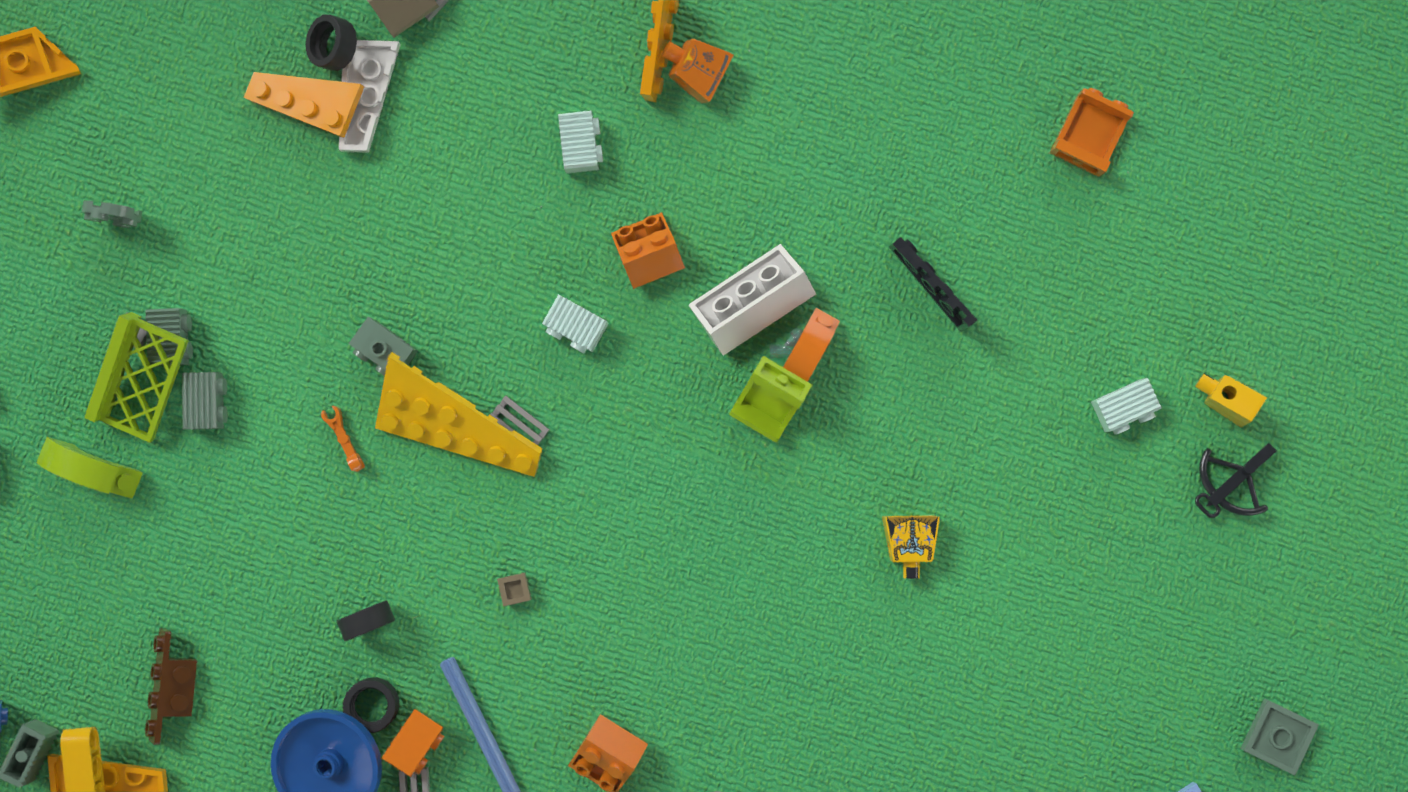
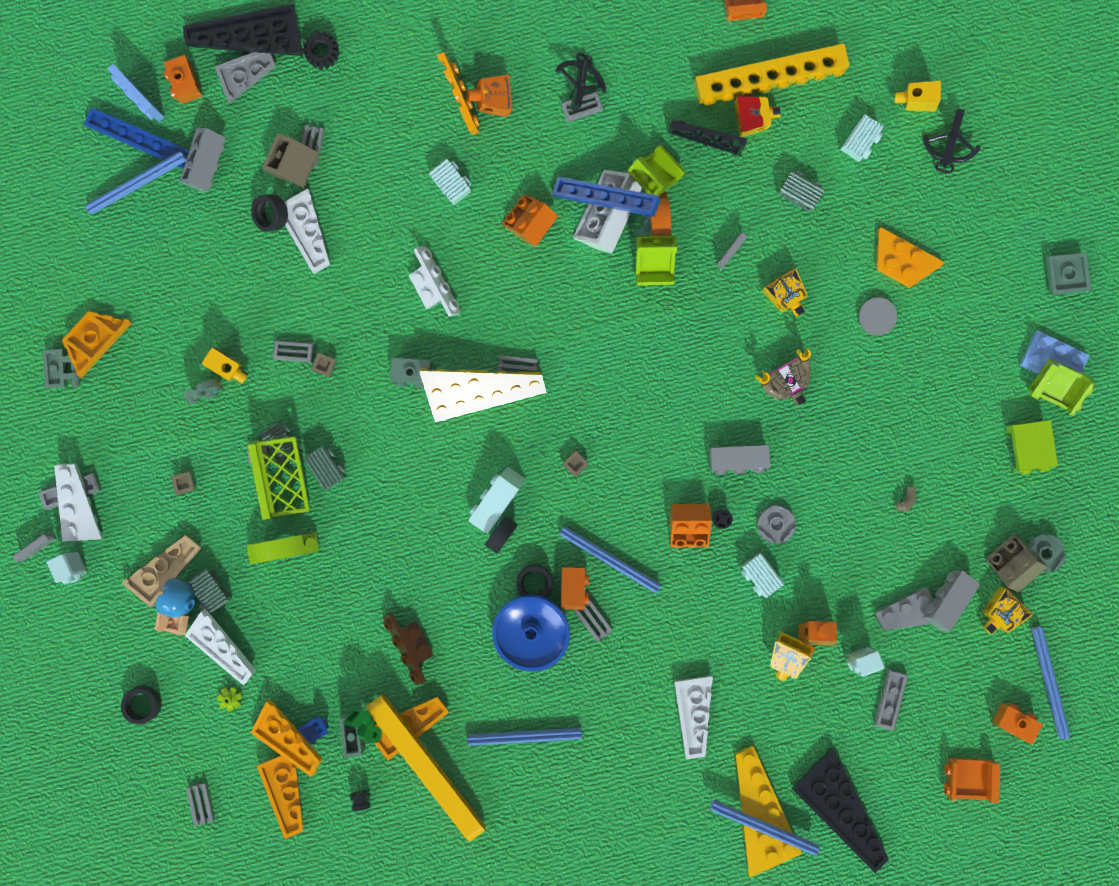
camera: 35 degrees left, 0 degrees up
(19, 311) = (183, 483): none -> dark tan plate
(46, 760) = (366, 730): none -> green leg
(151, 188) = (217, 362): none -> yellow torso
(274, 245) = (309, 353): none -> light grey tile
(281, 272) = (323, 365): none -> dark tan plate
(312, 101) = (278, 254): light orange wing -> none
(353, 459) = (420, 439): orange piece -> none
(388, 572) = (496, 499): none -> light aqua wedge
(477, 254) = (431, 284): none -> white bracket
(575, 324) = (514, 288): light aqua brick -> none
(653, 777) = (720, 516): none -> black wheel
(720, 711) = (739, 459): none -> light grey brick
(757, 283) = (606, 196): none -> blue plate
(801, 159) = (584, 113): none -> light grey tile
(833, 101) = (583, 67): none -> black piece
(840, 289) = (656, 171): none -> lime panel
(844, 650) = (789, 379): none -> torso
(874, 445) = (731, 251): none -> light grey tile
(1006, 640) = (877, 316): none -> light grey tile
(1008, 424) = (801, 191): none -> sand green brick
(1009, 292) = (754, 114): none -> torso
(1083, 590) = (903, 260): none -> light orange wing
(1157, 280) = (835, 55): none -> yellow brick

